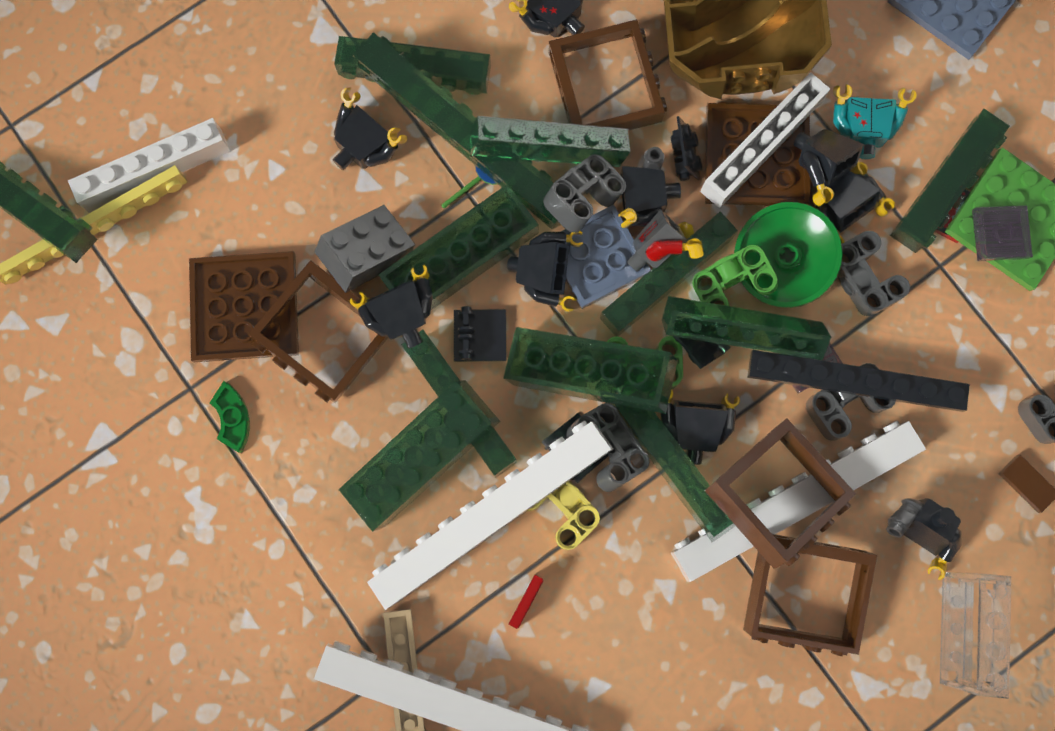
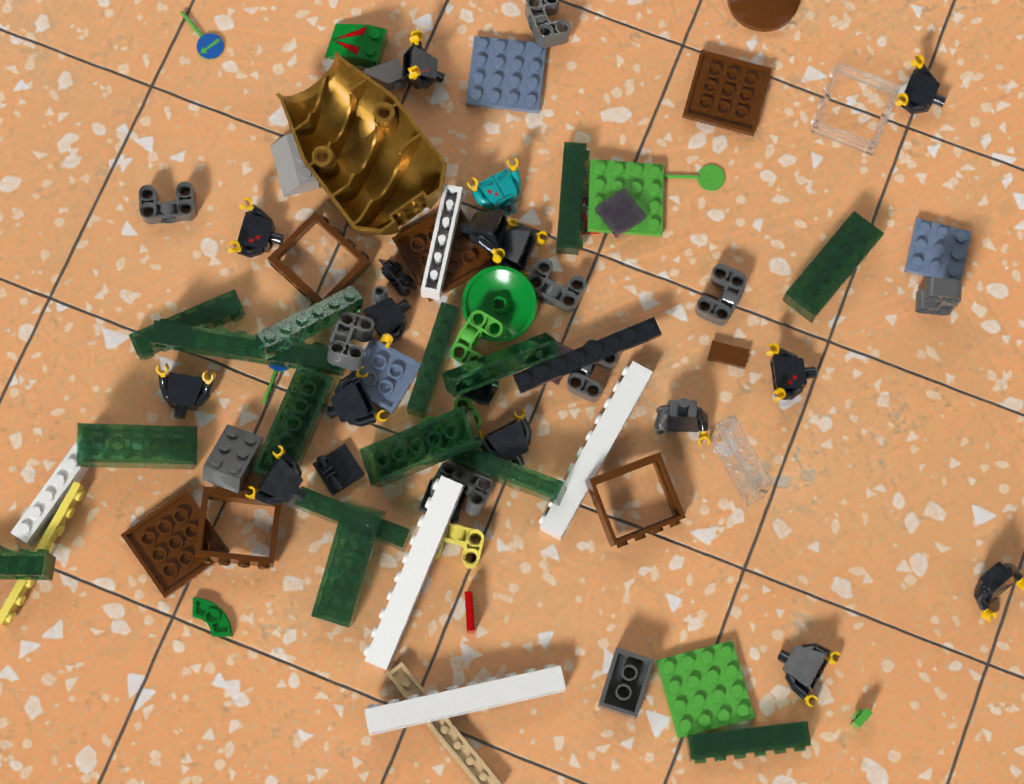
camera: 35 degrees left, 5 degrees down
(264, 166) = (136, 446): none -> clear green brick
(662, 239) = (416, 340): torso -> none
(749, 523) = (574, 478): reddish brown window -> none

